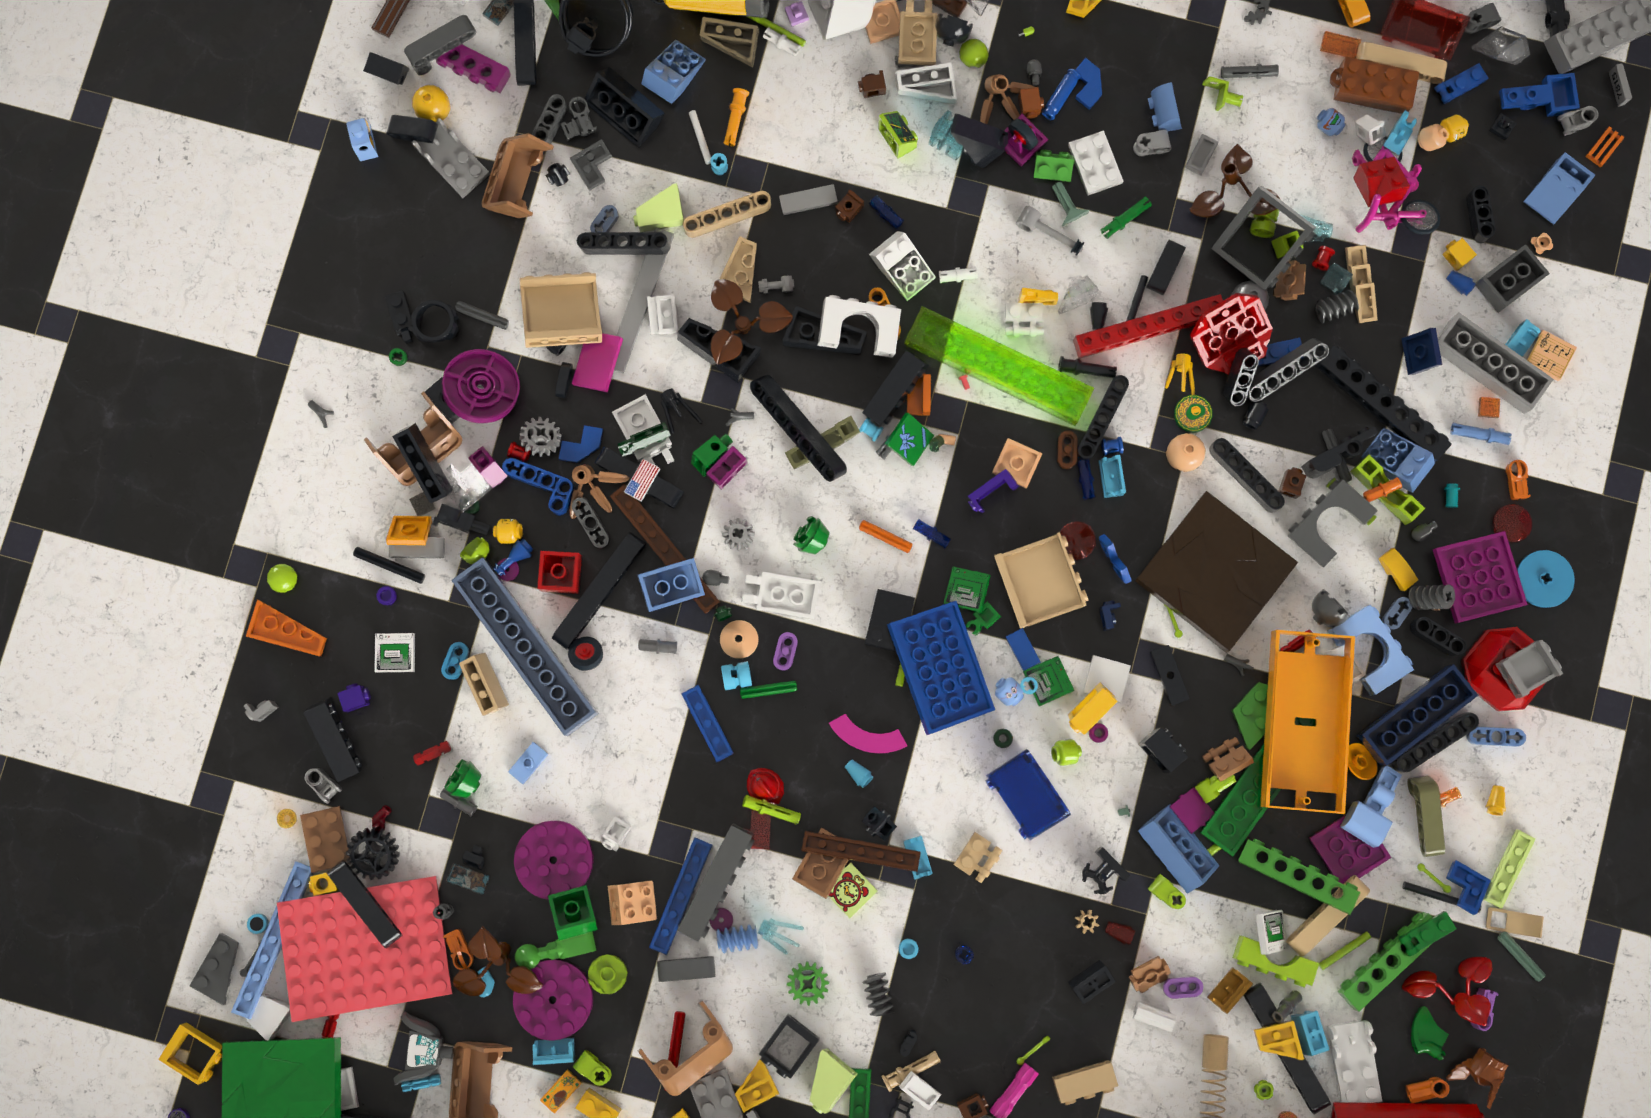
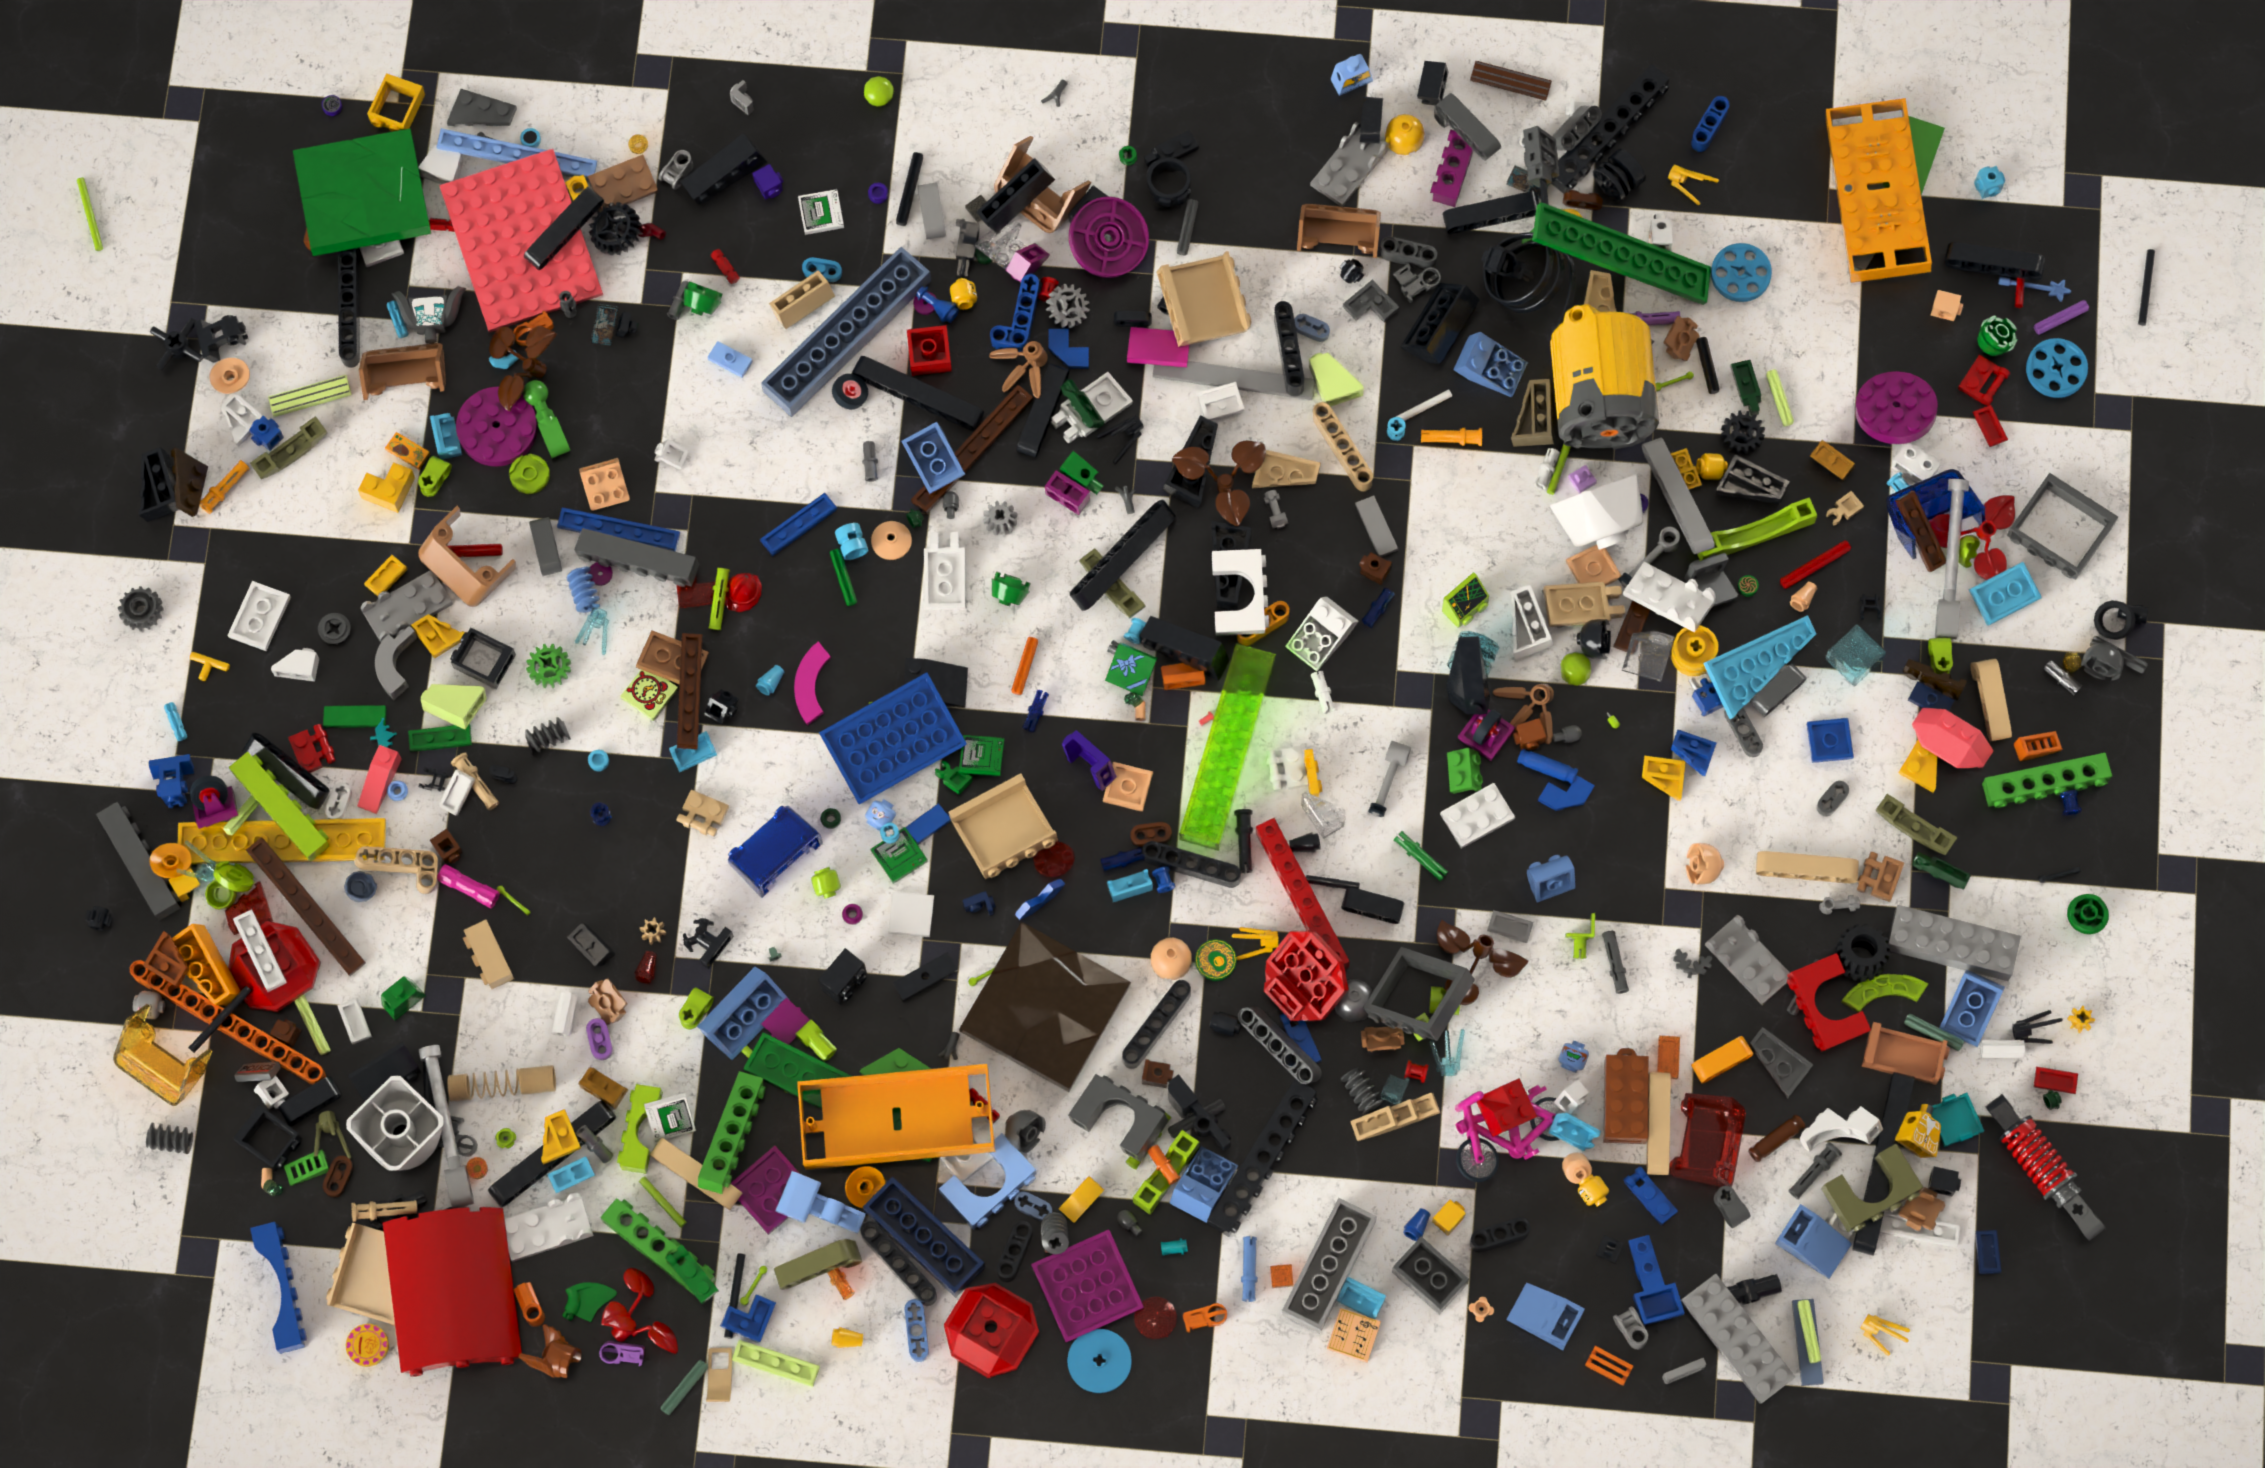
camera: 80 degrees right, 10 degrees down
(279, 629) = (826, 98): orange wing -> none
(409, 530) = (946, 198): light orange tile -> none
(475, 550) = (938, 267): lime hair -> none
(547, 840) = (640, 419): magenta piece -> none
(572, 912) = (584, 424): green brick -> none
(578, 512) = (972, 377): dark grey beam -> none
(642, 480) = (1038, 410): tile -> none
(784, 651) = (885, 584): medium lavender plate -> none
(872, 85) = (1516, 569): reddish brown brick -> none
(1067, 204) = (1423, 793): sand green piece -> none
(1091, 709) = (874, 895): yellow window -> none
(1152, 143) = (1512, 873): light grey piece -> none
(1229, 764) = (841, 1051): medium nougat plate -> none
(1242, 385) = (1253, 999): black beam -> none
(1421, 351) = (1327, 1186): dark blue plate -> none
(1504, 46) = (1699, 1232): clear slope -> none
(1529, 668) = (990, 1336): light grey panel -> none

